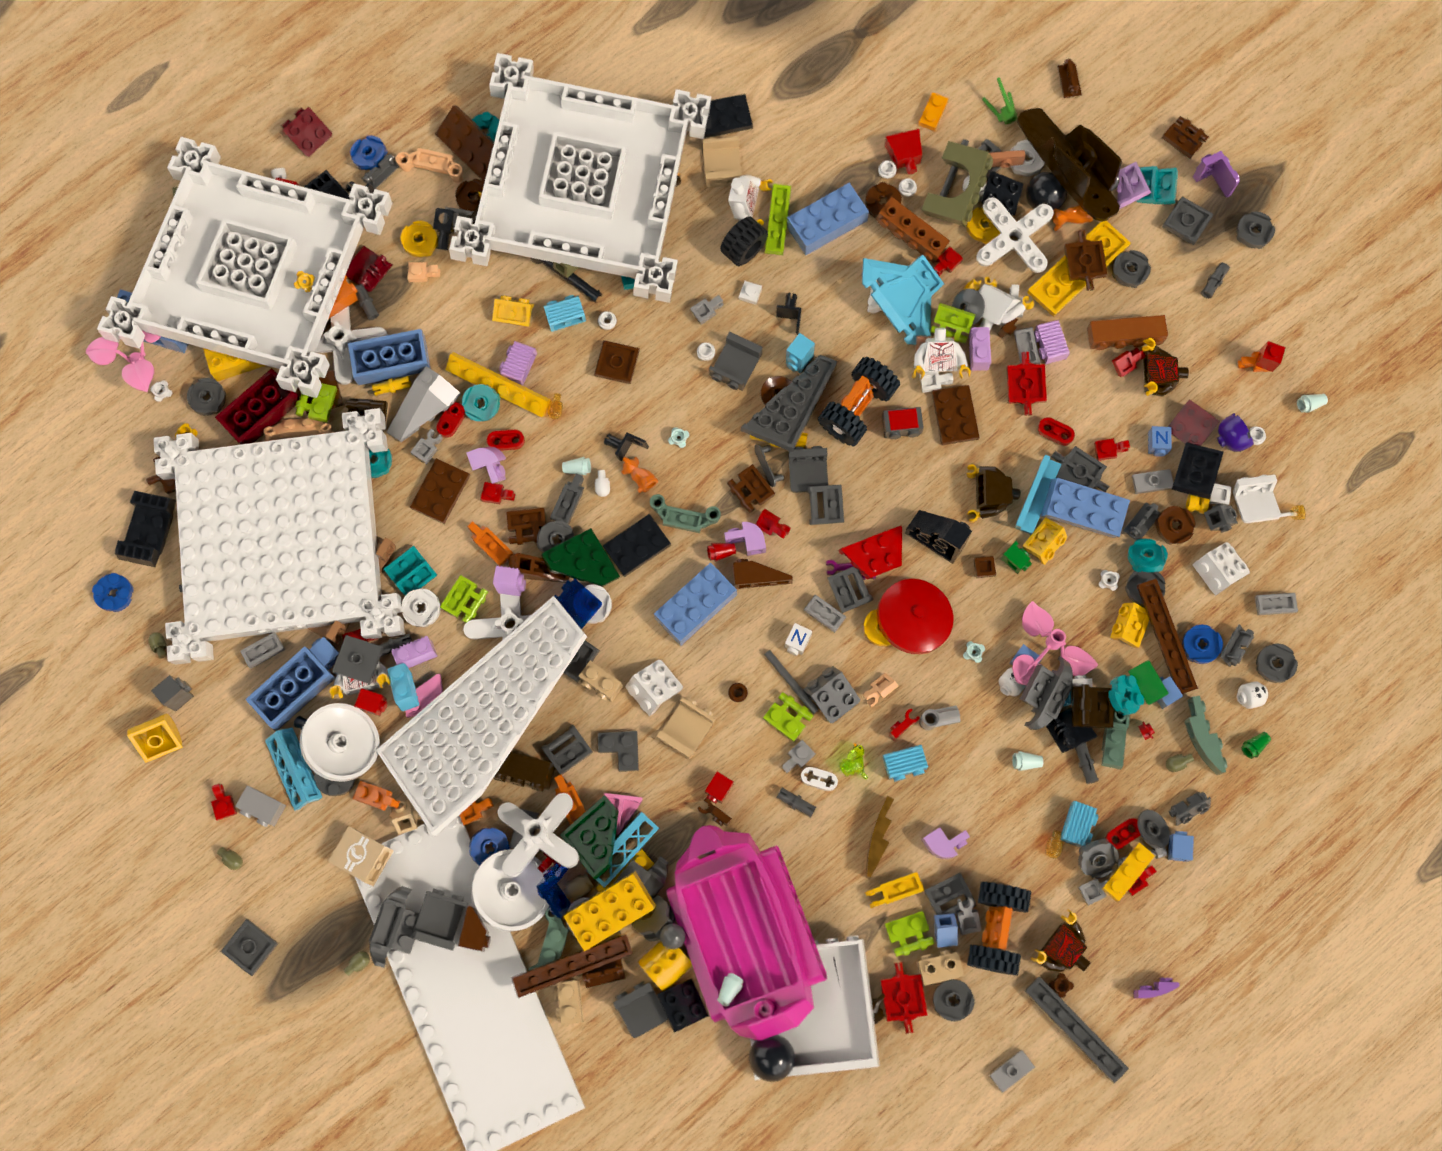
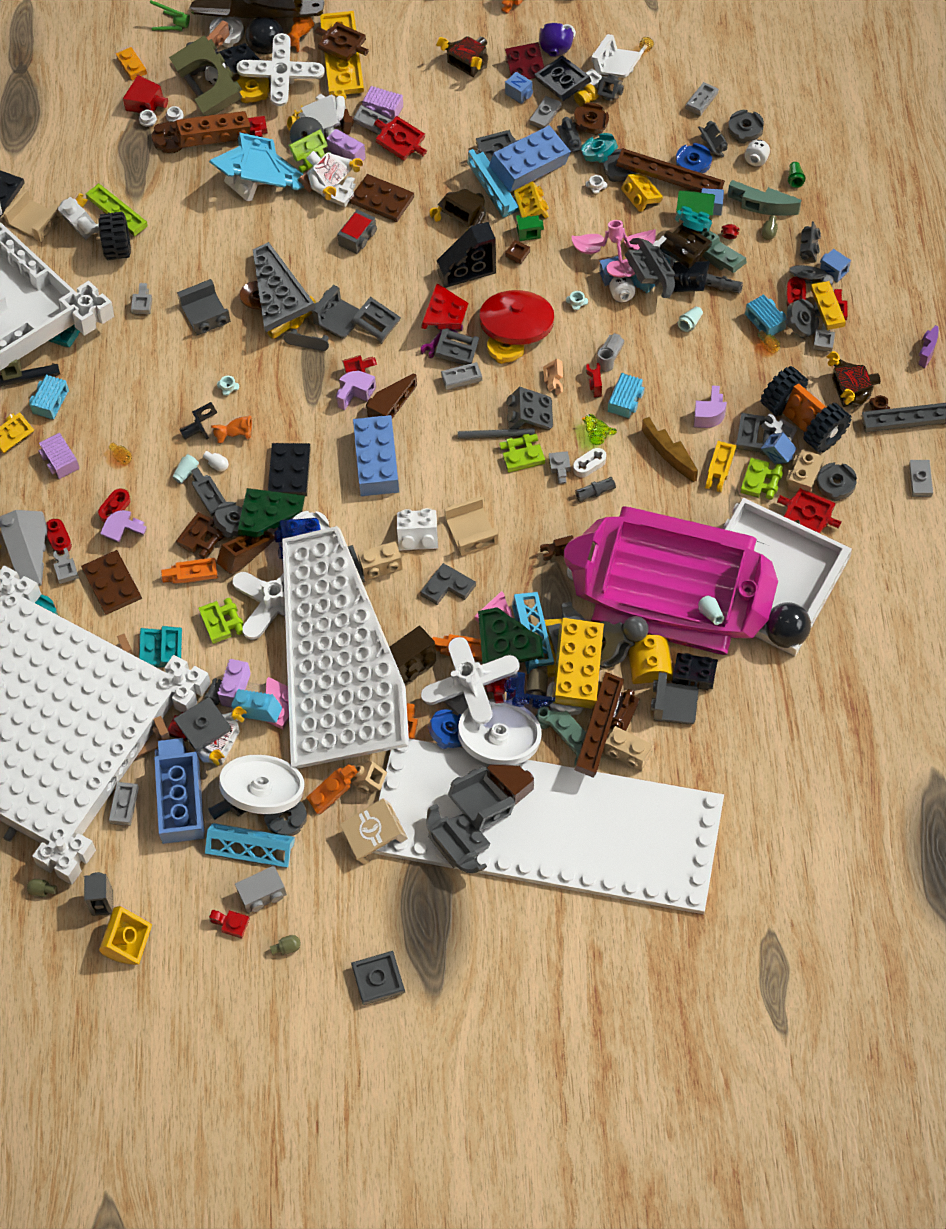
camera: 55 degrees left, 15 degrees down
(357, 962) = (463, 896): olive cylinder -> none
(371, 702) = (246, 743): red brick -> none
(410, 608) = (205, 646): white plate -> none
(491, 400) = (64, 512): teal plate -> none
(494, 493) = (152, 543): red plate -> none
(503, 386) = (61, 481): yellow plate -> none
(509, 581) = (239, 566): lavender brick -> none
(571, 754) = (421, 616): dark grey plate -> none
(607, 315) = (83, 369): white plate -> none
(617, 362) = (125, 387): reddish brown plate -> none
(683, 518) = (296, 423): sand green plate -> none
(705, 351) = (175, 323): white plate -> none
(718, 551) = (347, 413): red cone -> none
(718, 788) = (539, 532): red brick -> none
(737, 686) = (472, 469): reddish brown plate -> none
(750, 292) = (157, 265): white plate -> none
(755, 485) = (316, 357): reddish brown plate -> none
(790, 310) = (199, 247): black bracket -> none
(798, 640) = (466, 405): white brick -> none
(799, 353) = (240, 258): medium azure brick -> none
(827, 219) = (149, 177): medium blue brick -> none
(872, 381) = (308, 224): black plate -> none
(1056, 430) = (451, 144): red plate -> none
(1108, 449) = (497, 122): red plate -> none
(1122, 273) = (381, 22): dark grey plate -> none
(1126, 332) = (418, 54): dark orange brick -> none
(1127, 361) = (440, 70): red plate -> none
(1221, 568) = (647, 114): white bracket -> none

